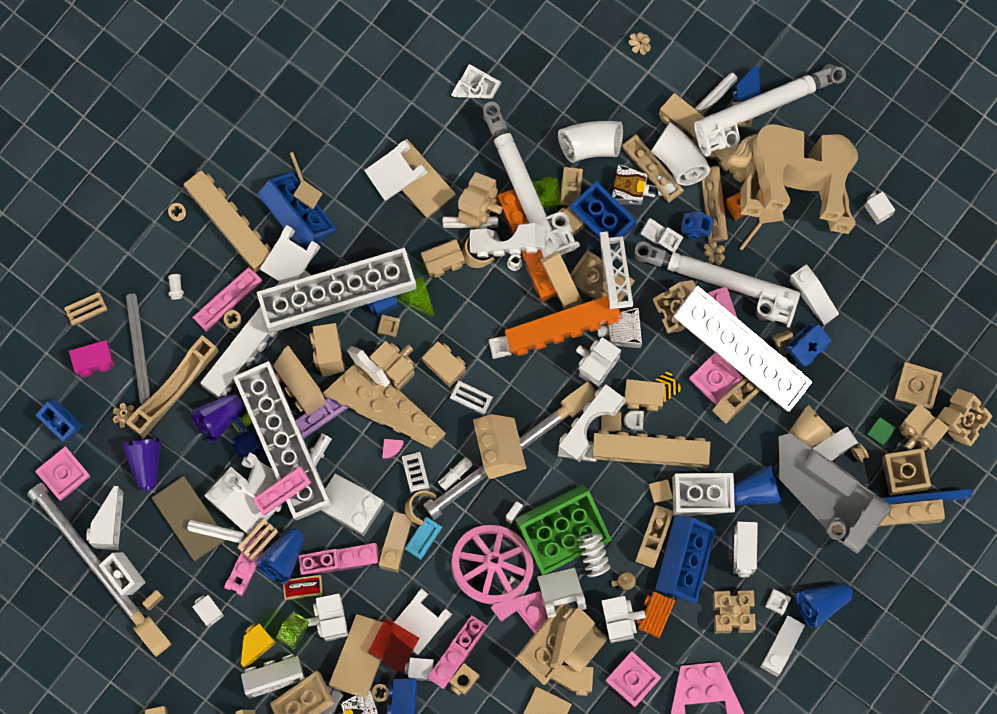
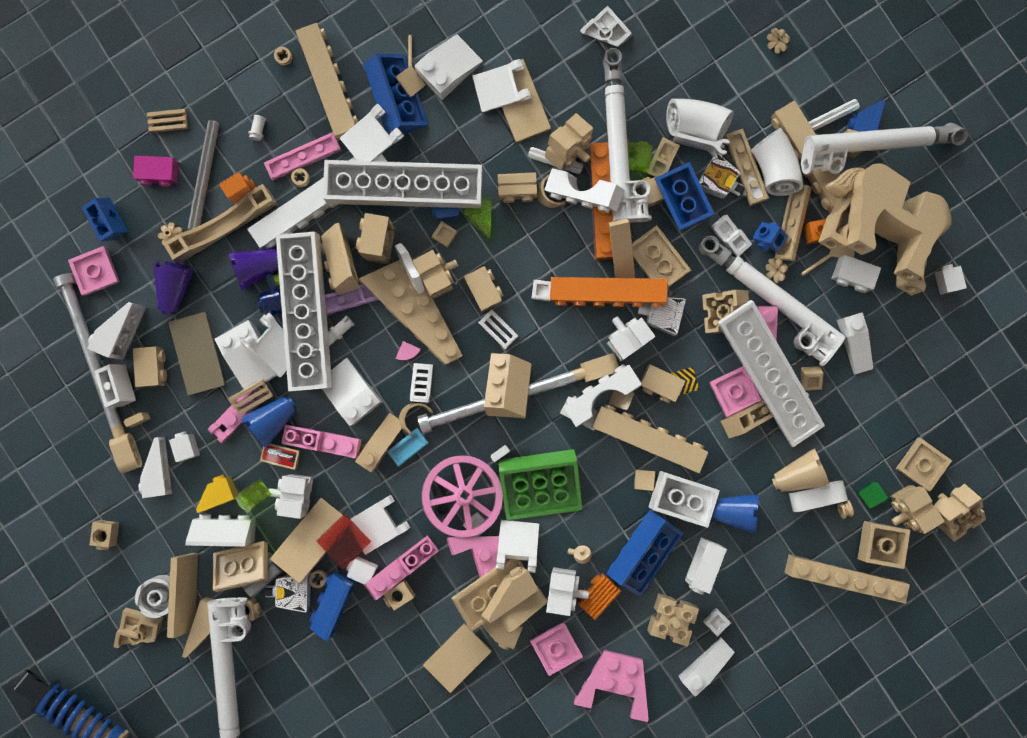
camera: 20 degrees right, 10 degrees up
(148, 546) = (149, 367): none -> tan brick
(179, 346) = (237, 187): none -> orange brick
(188, 647) = (155, 475): none -> white slope
(215, 531) = (215, 375): white axle -> none
(282, 491) = (285, 361): bright pink tile -> none
(337, 169) = (447, 66): none -> white slope
(455, 473) = (458, 397): white axle -> none
(512, 266) = (580, 217): white pin -> none
(595, 554) = (560, 520): white piece -> none
(609, 271) = (673, 257): white fence -> none
(613, 160) = (710, 146): none -> white flag
(634, 420) = (643, 404): white tile -> none
(654, 536) = (623, 522): tan slope -> none
(790, 232) = (856, 274): none -> white brick
(807, 344) = (834, 389): blue brick -> none
(823, 602) = (759, 641): blue cone -> none
(830, 493) = (807, 546): light grey panel -> none
(946, 496) = (878, 571): blue tile -> none

